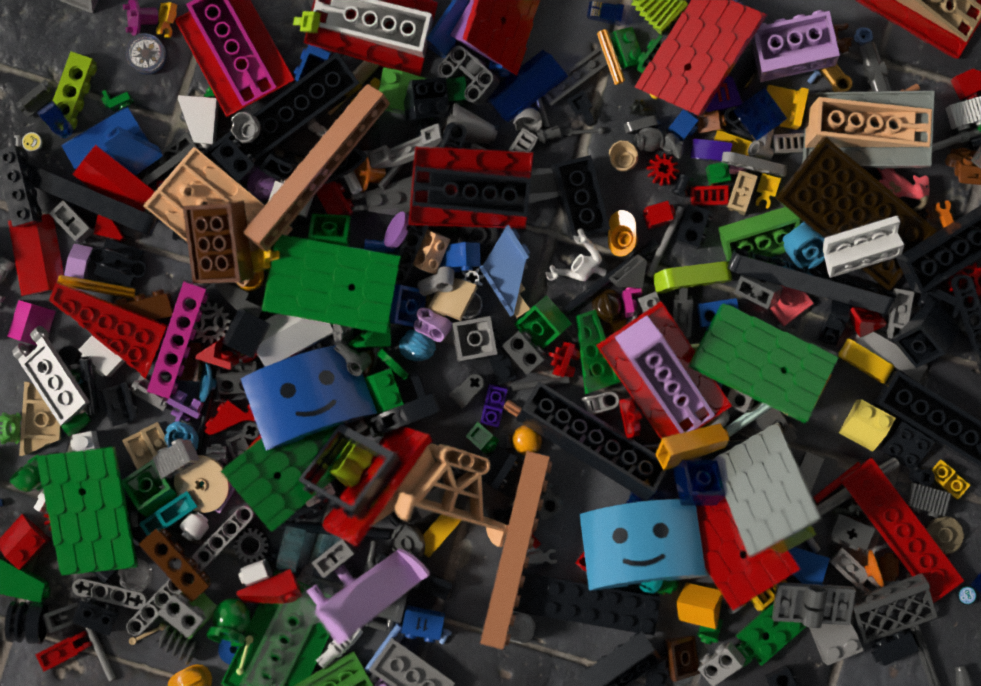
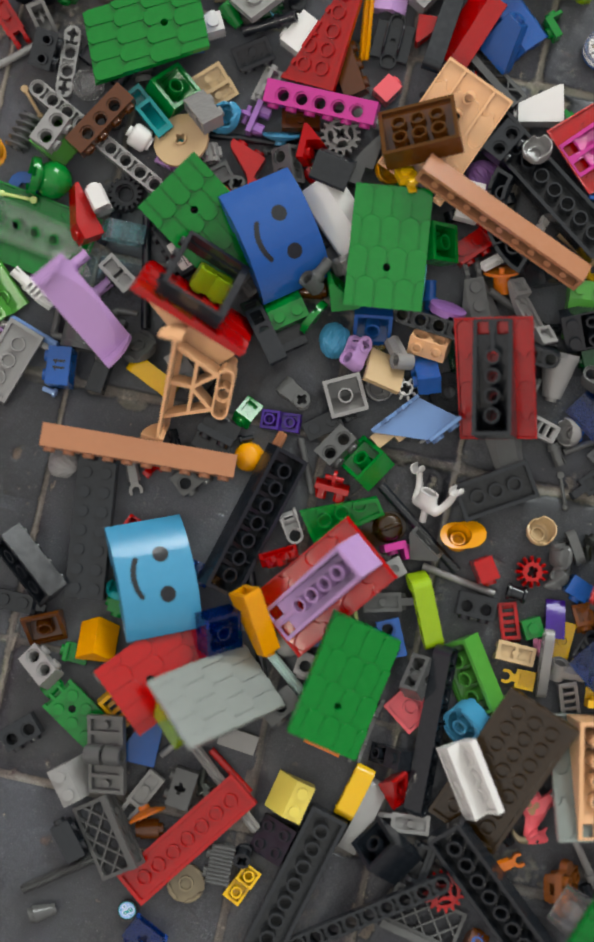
camera: 95 degrees right, 0 degrees up
(167, 271) = (387, 90): none -> coral brick

